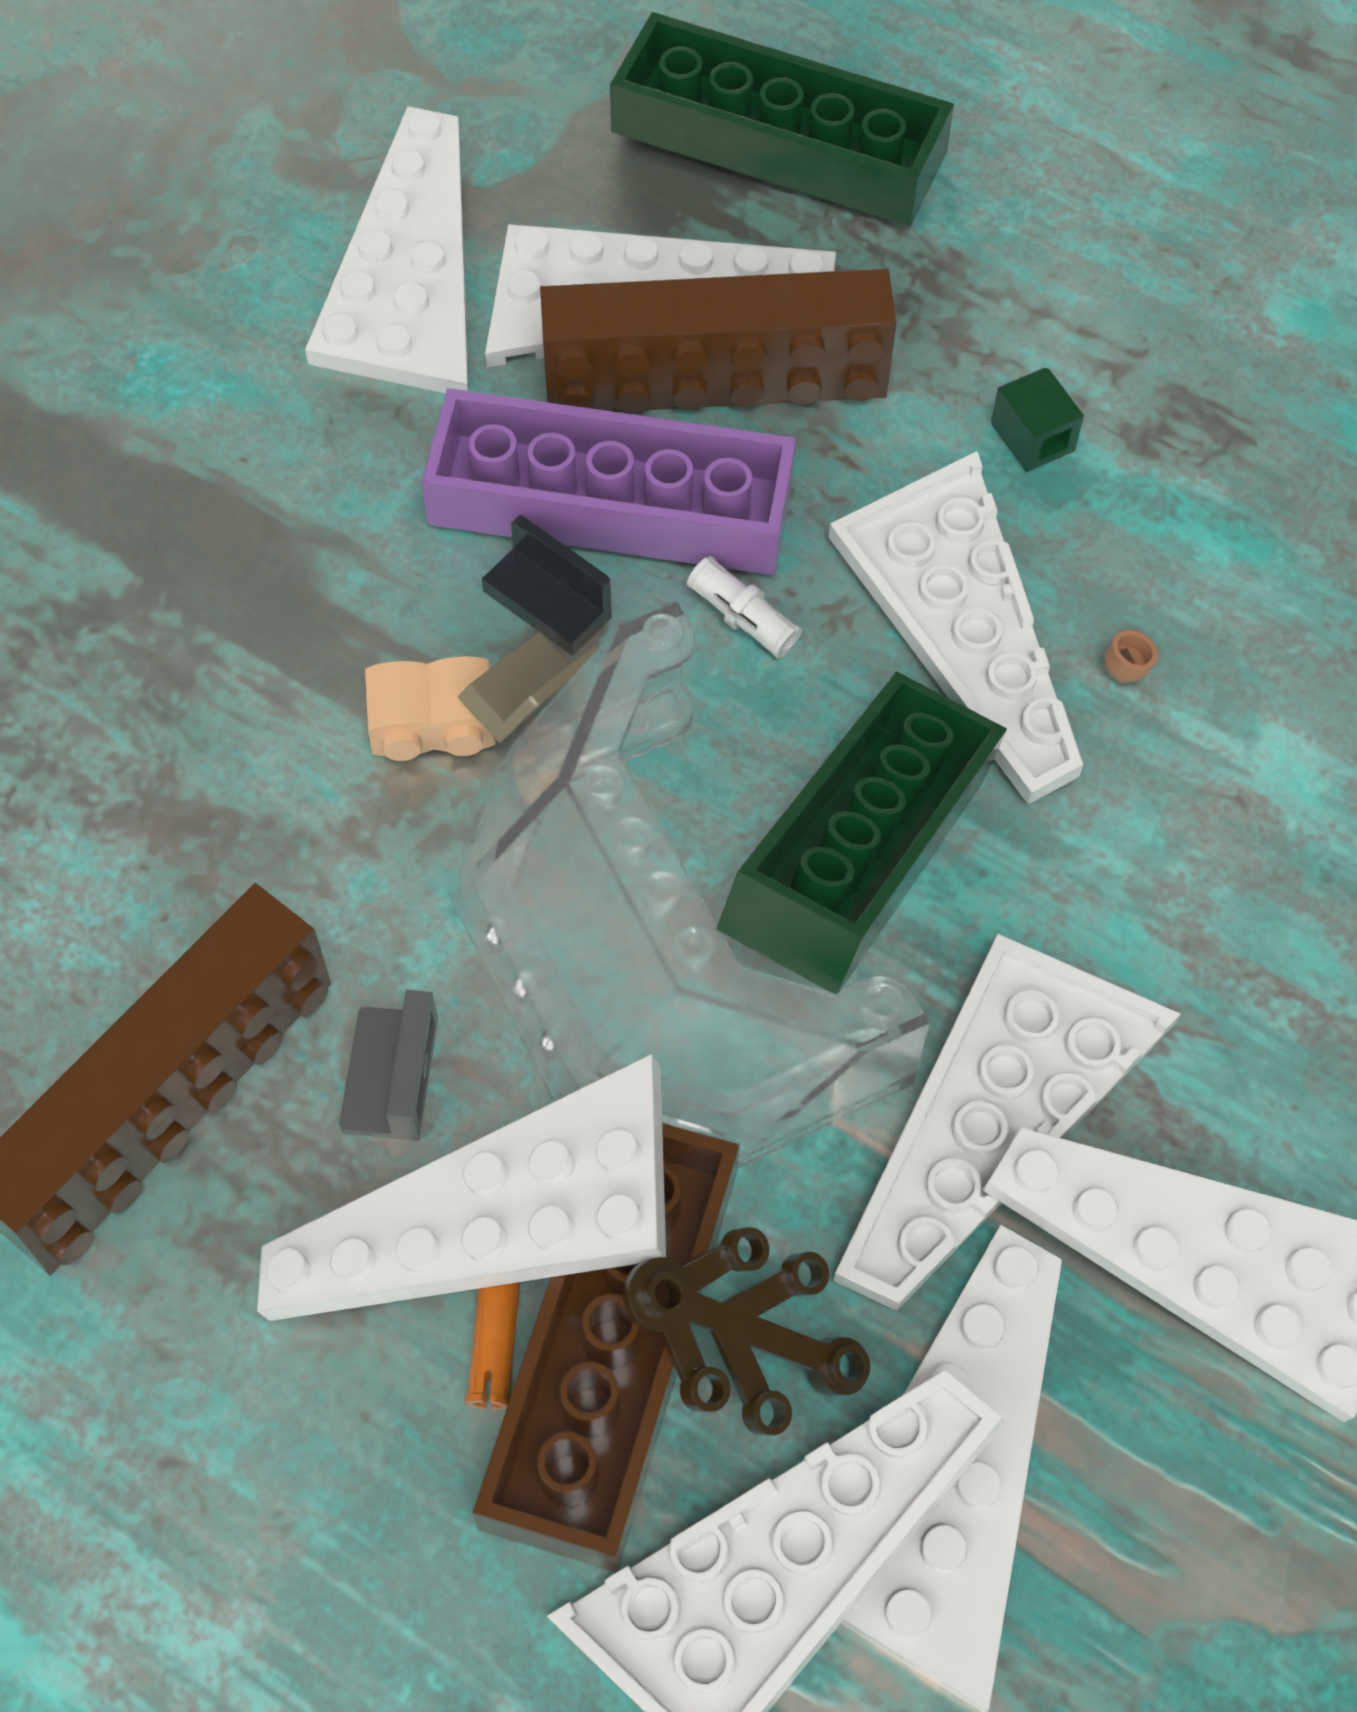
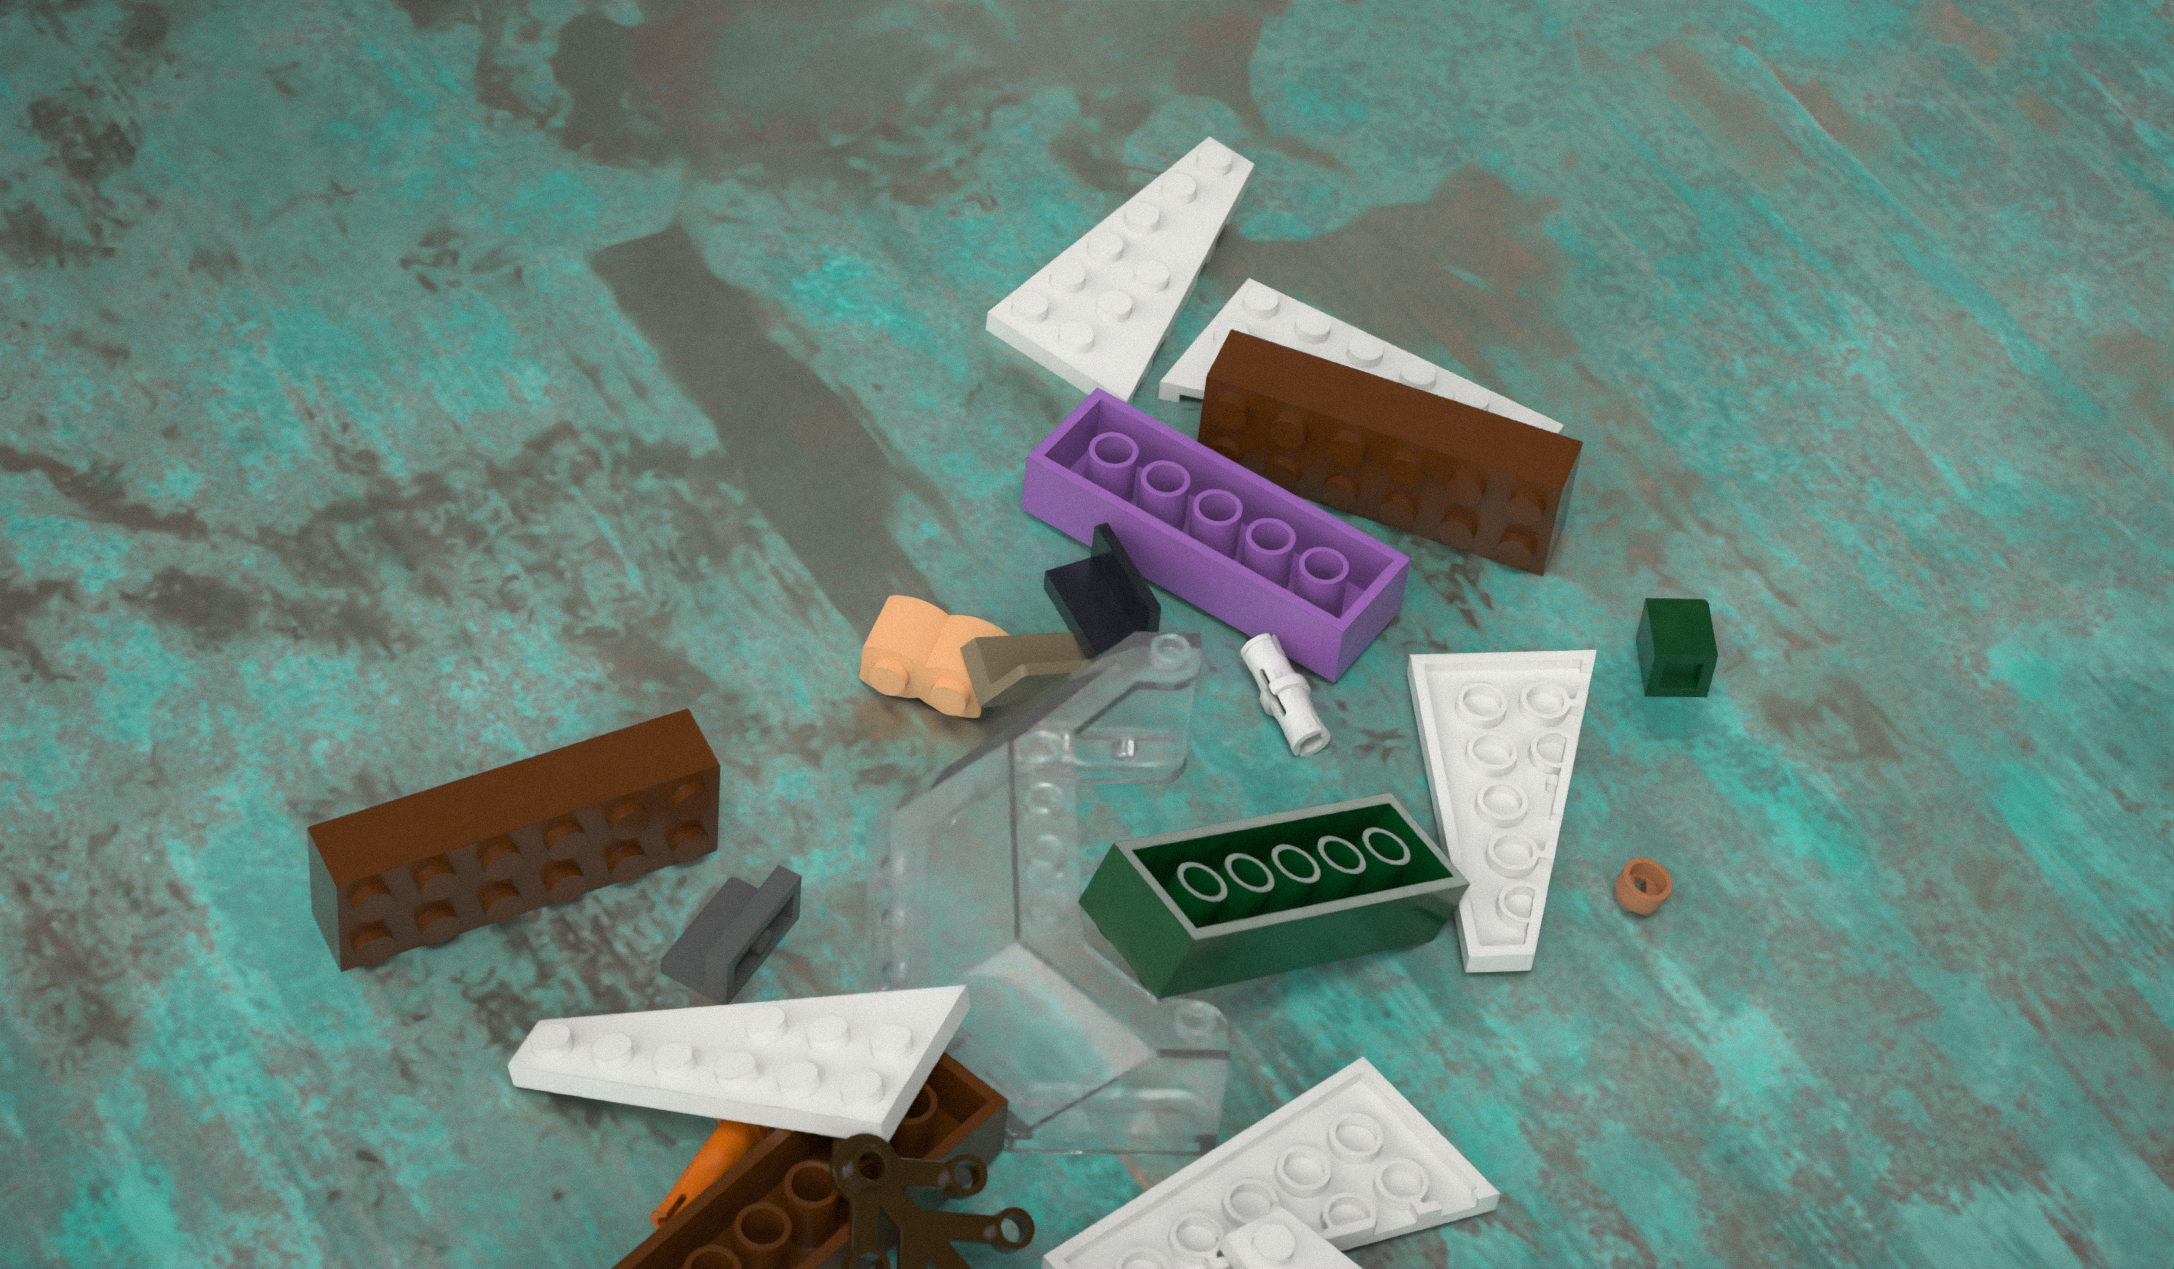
camera: 20 degrees right, 15 degrees down
(780, 117) = (1576, 283): dark green brick -> none

